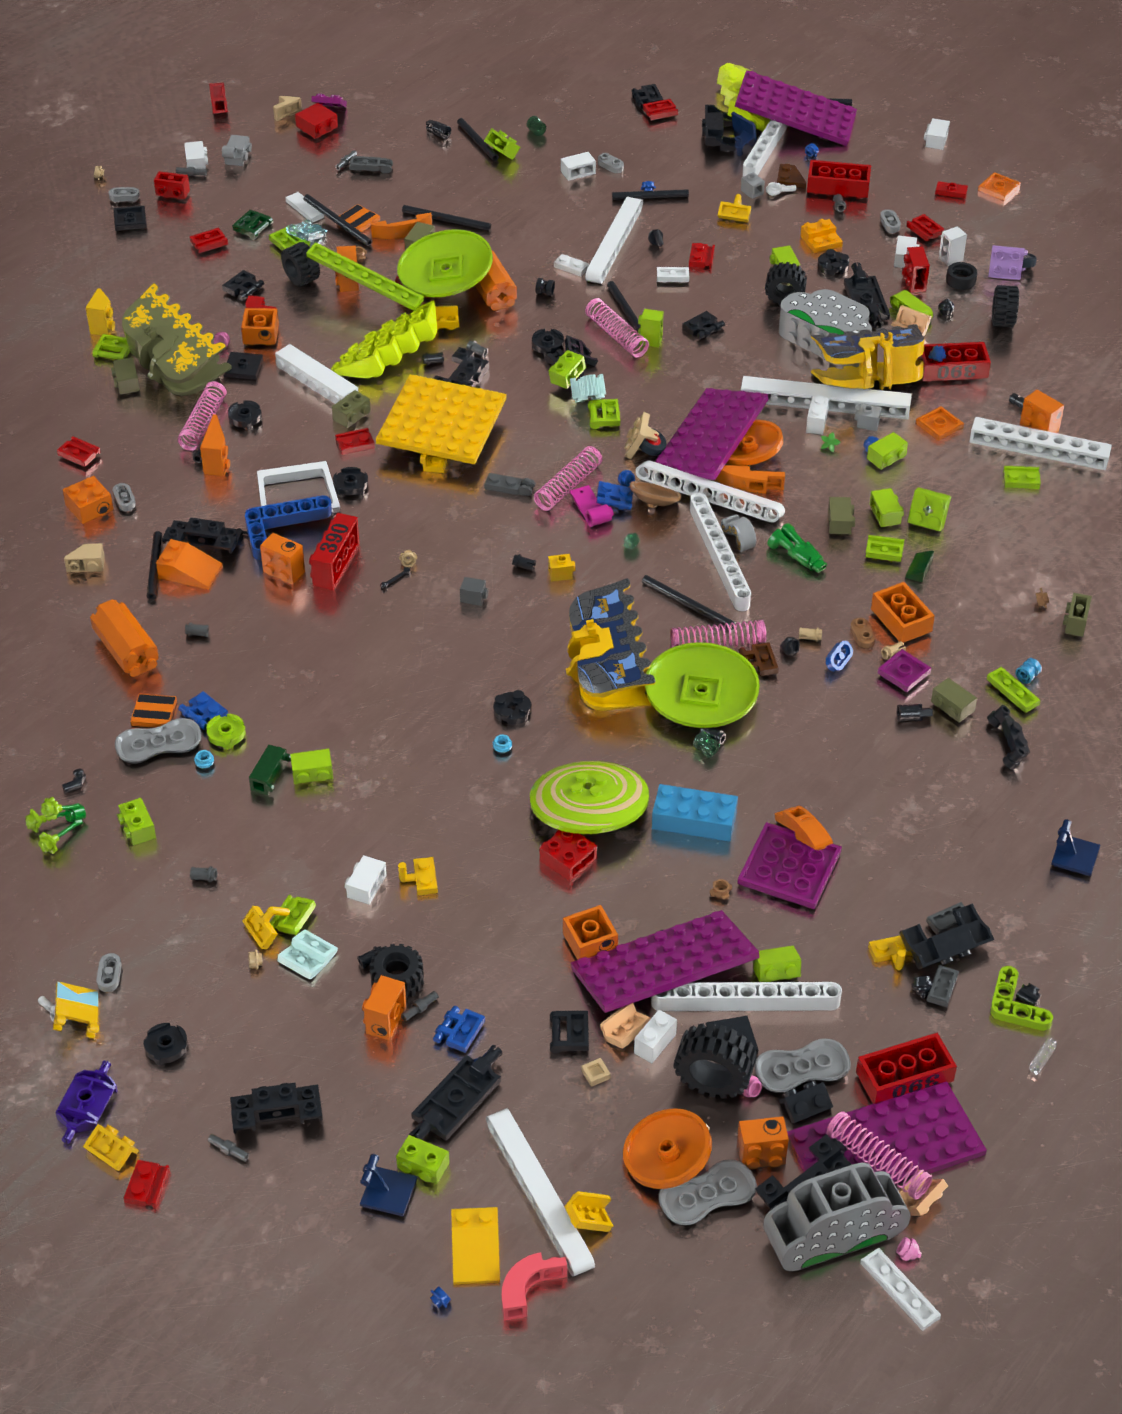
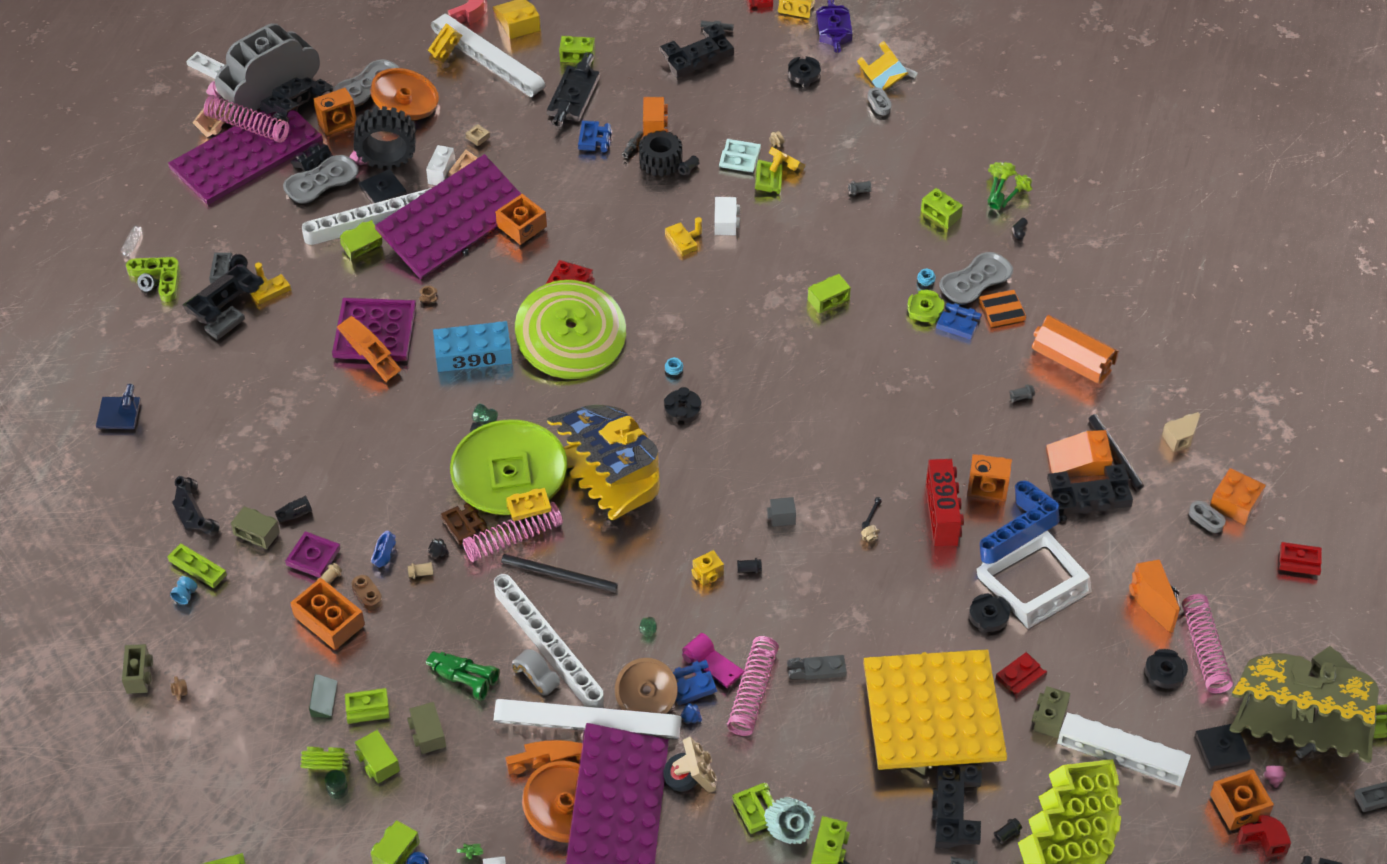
camera: 160 degrees right, 5 degrees up
(268, 769) = (863, 280): dark green brick -> none
(386, 1188) = (595, 28): dark blue plate -> none
(576, 1031) = (505, 159): black plate -> none
(698, 632) = (528, 504): none -> yellow bracket
(905, 1068) = (238, 191): red brick -> none

